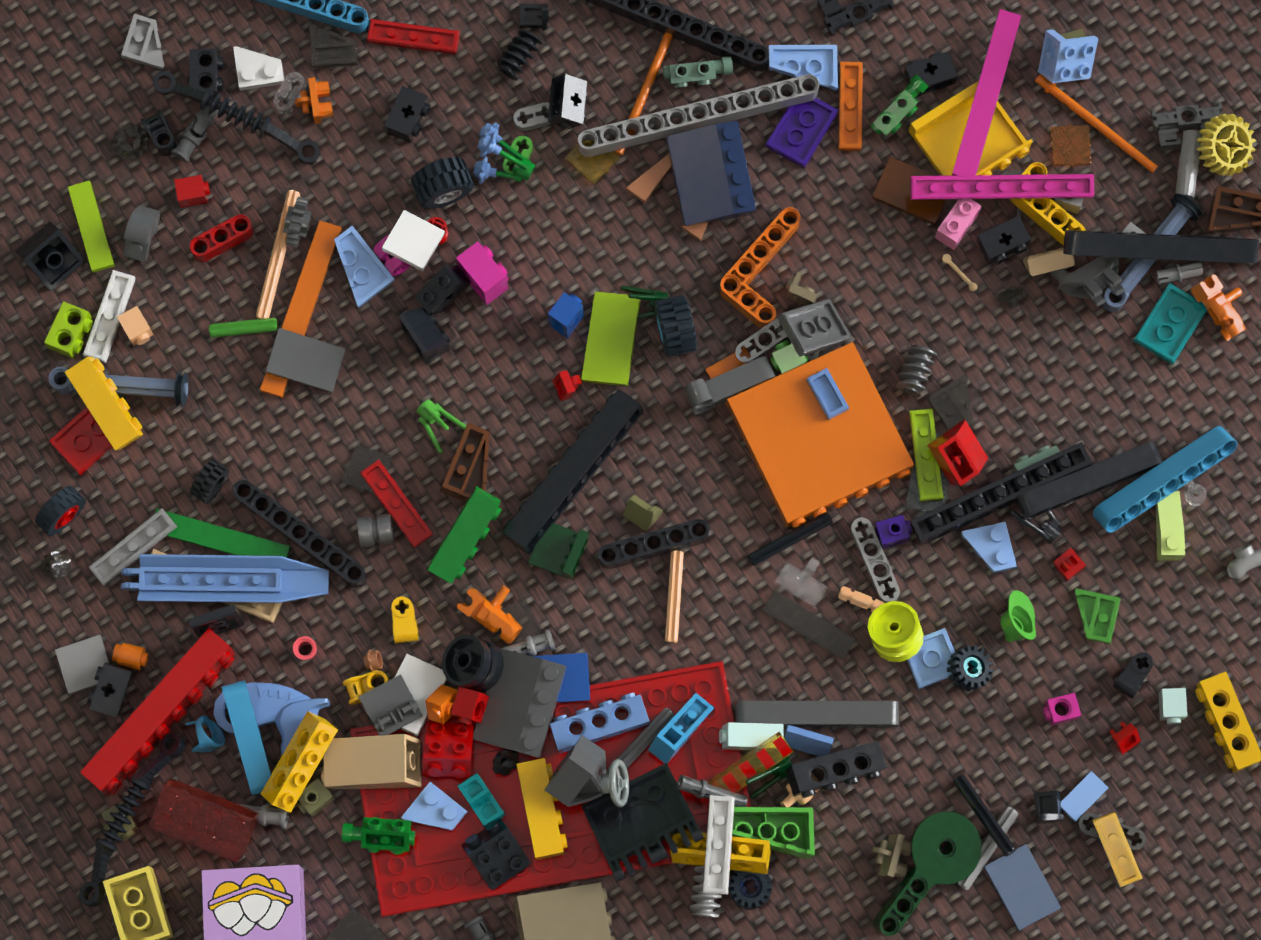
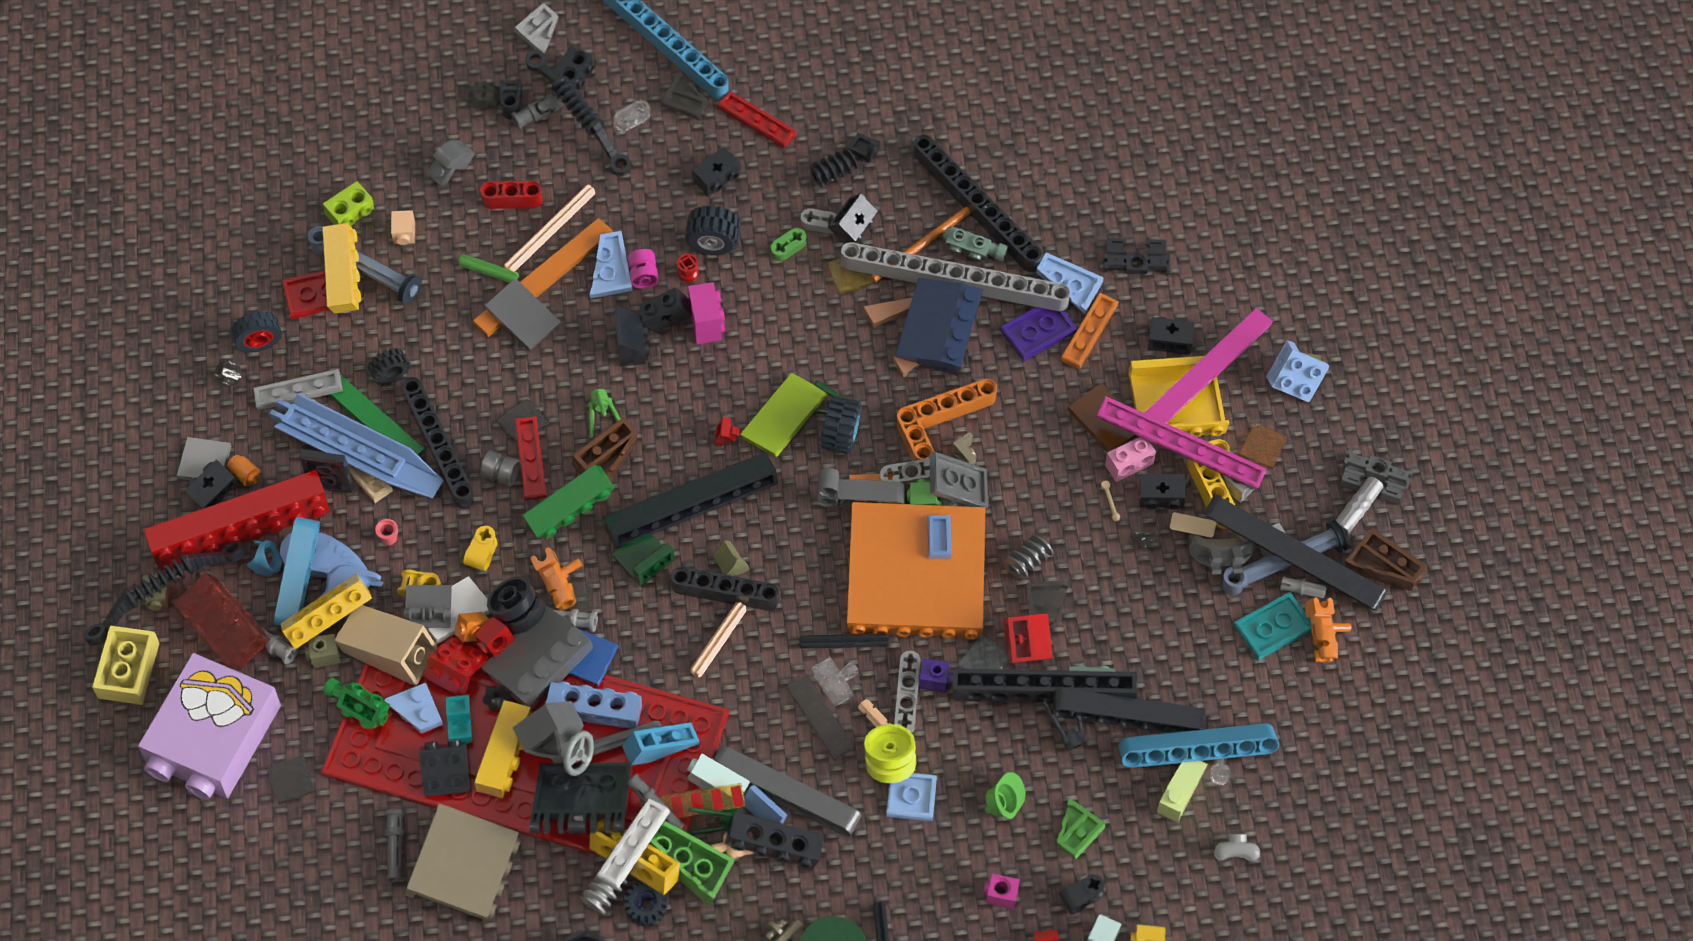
camera: 25 degrees right, 15 degrees down
(50, 256) = (368, 147): black slope -> none
(91, 226) = (414, 141): lime tile -> none
(106, 321) = (380, 218): white tile -> none
(191, 191) = (509, 150): red brick -> none
(257, 69) = (616, 87): white wing -> none
(297, 221) = (578, 207): dark grey gear -> none
(319, 110) = (646, 129): orange hips -> none
(373, 660) = (438, 567): nougat plate -> none
(413, 240) = (662, 261): white tile -> none
(489, 143) = (771, 216): plant -> none
(566, 314) = (755, 375): blue brick -> none
(898, 112) = (1125, 349): green brick -> none
(926, 466) = (994, 639): lime tile -> none
(980, 668) = (927, 816): black bush -> none
(992, 545) = (1016, 730): light blue wing -> none
(1069, 564) = (1075, 777): red tile -> none
(1096, 123) = (1270, 393): orange bar -> none
(1233, 134) = (1413, 510): light yellow gear -> none

